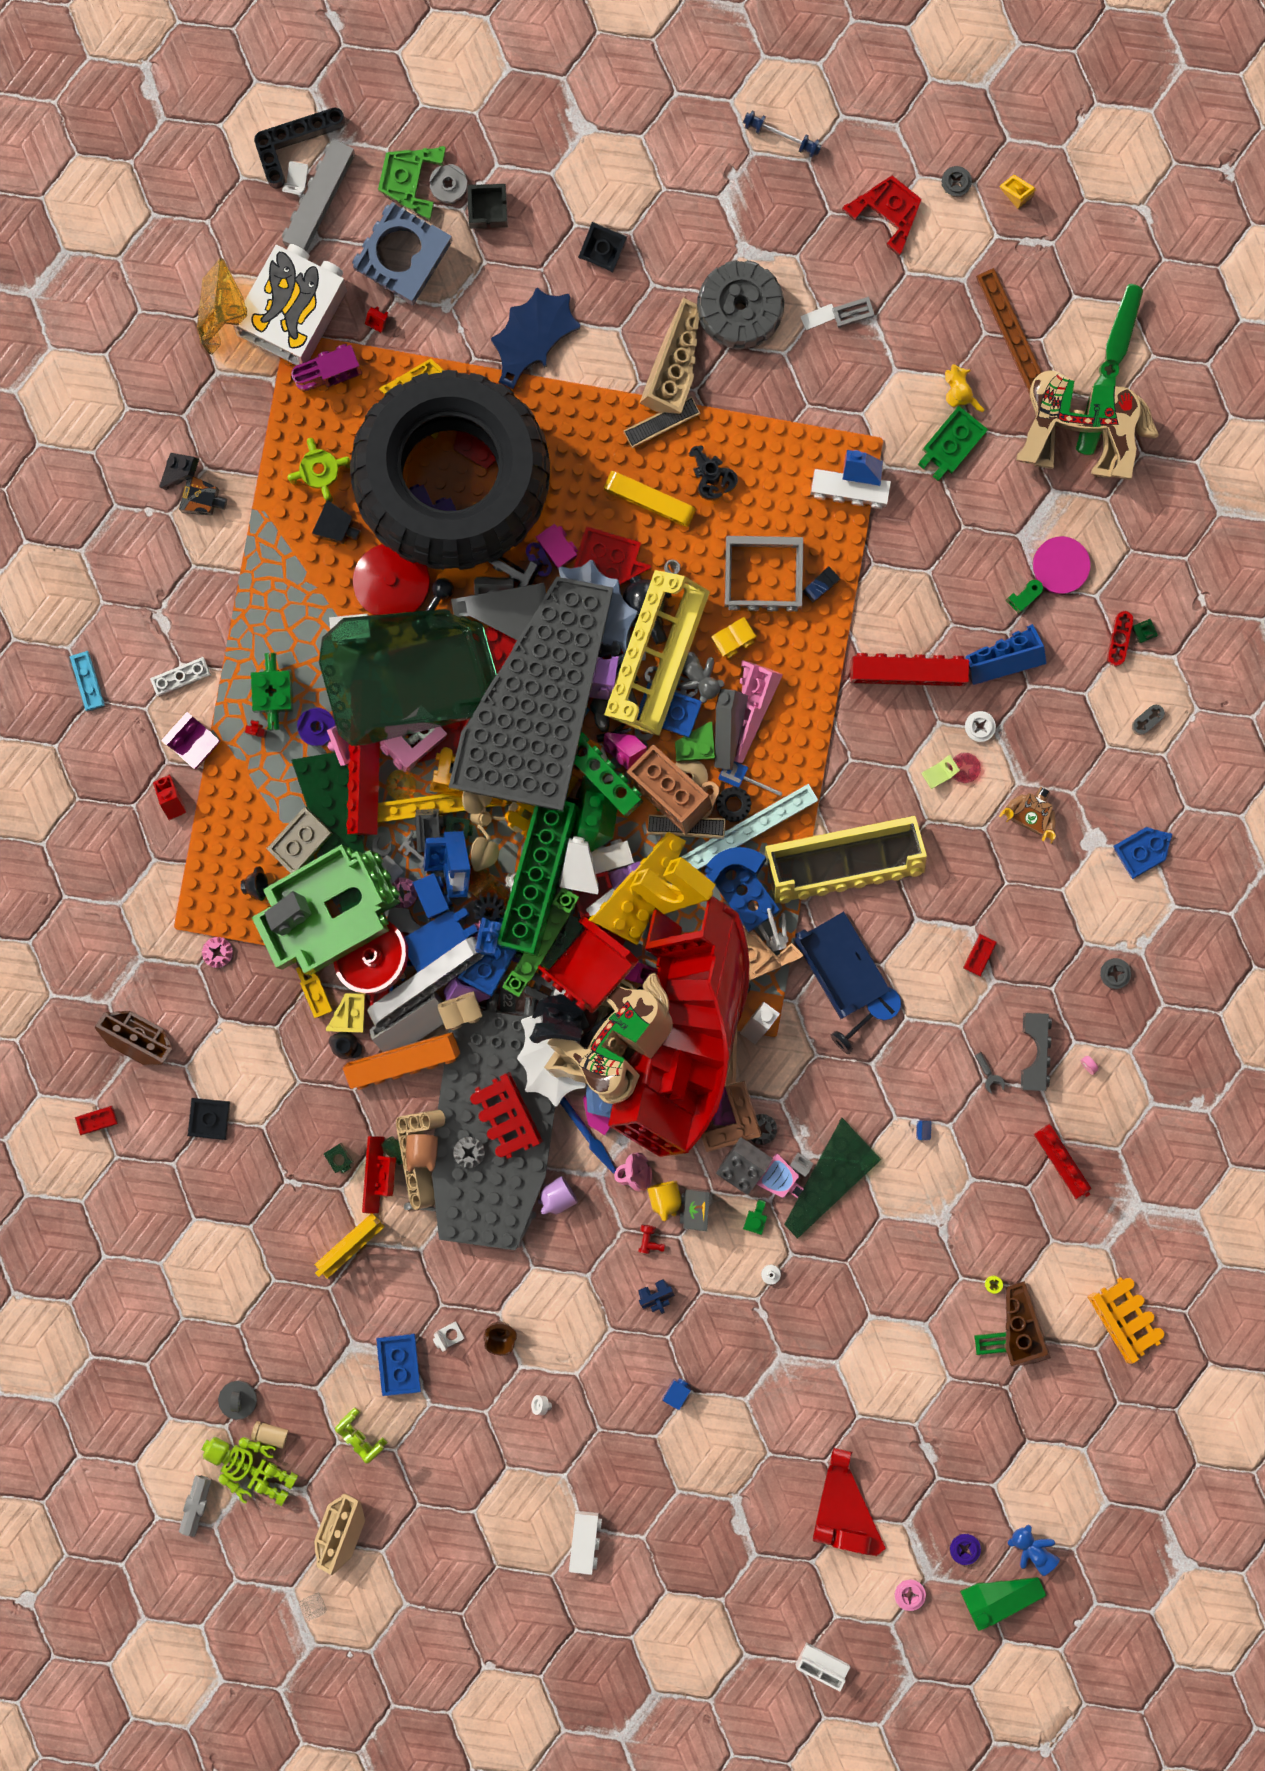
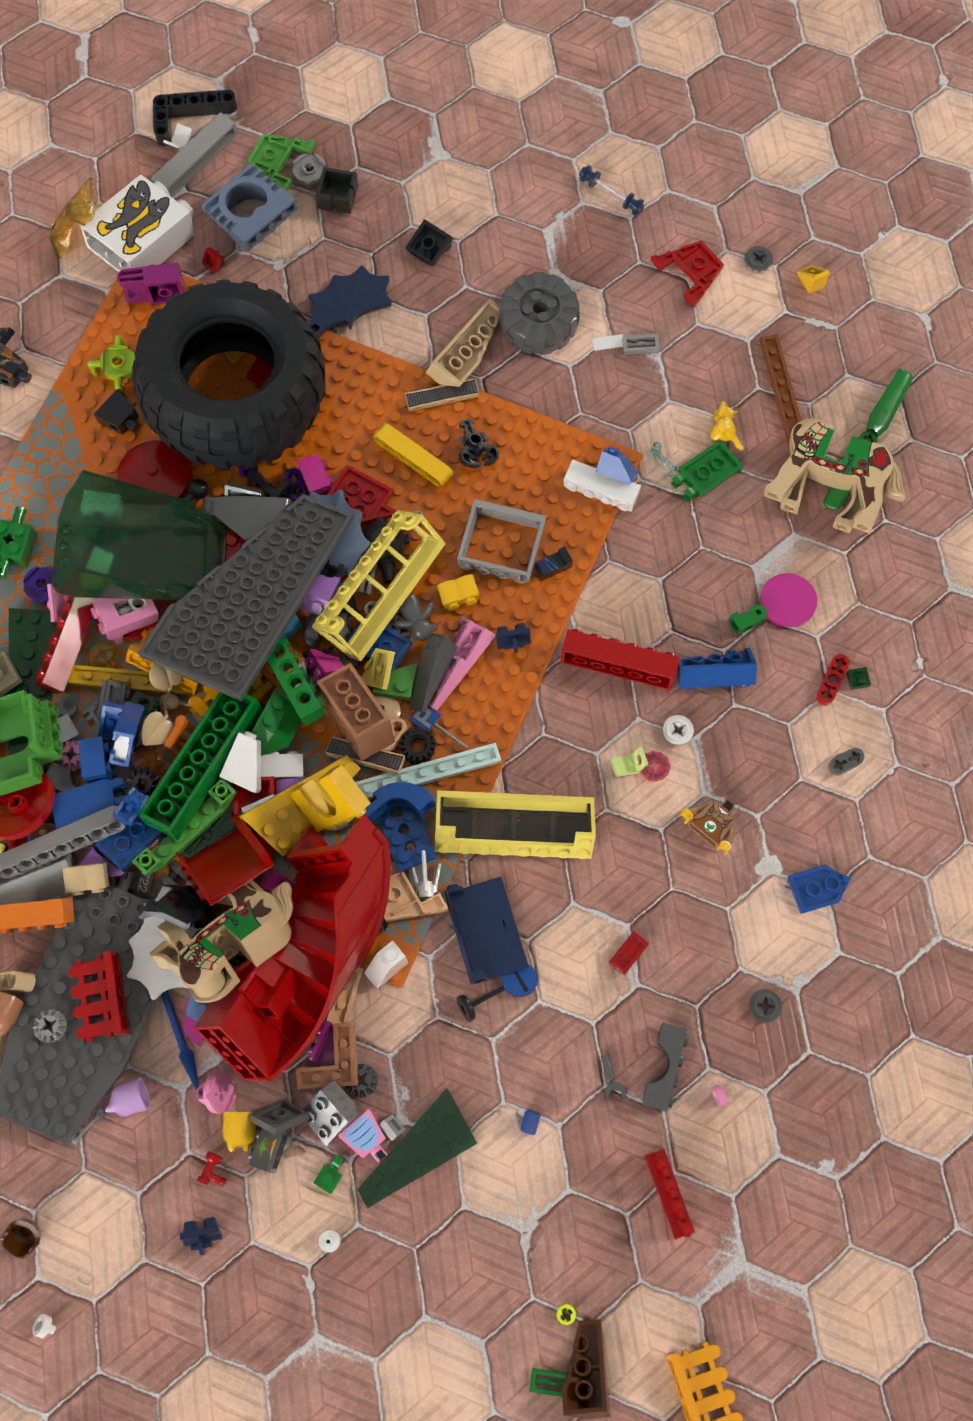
camera: 15 degrees right, 15 degrees down
(508, 859) = (177, 739): none -> orange plate
(676, 1393) = (191, 1351): blue brick -> none
(678, 739) = (378, 669): none -> light yellow wing
(700, 1181) = (279, 1117): none -> dark grey plate
(800, 674) = (513, 638): none -> dark blue hips
(906, 440) = (667, 463): none -> clear light blue piece

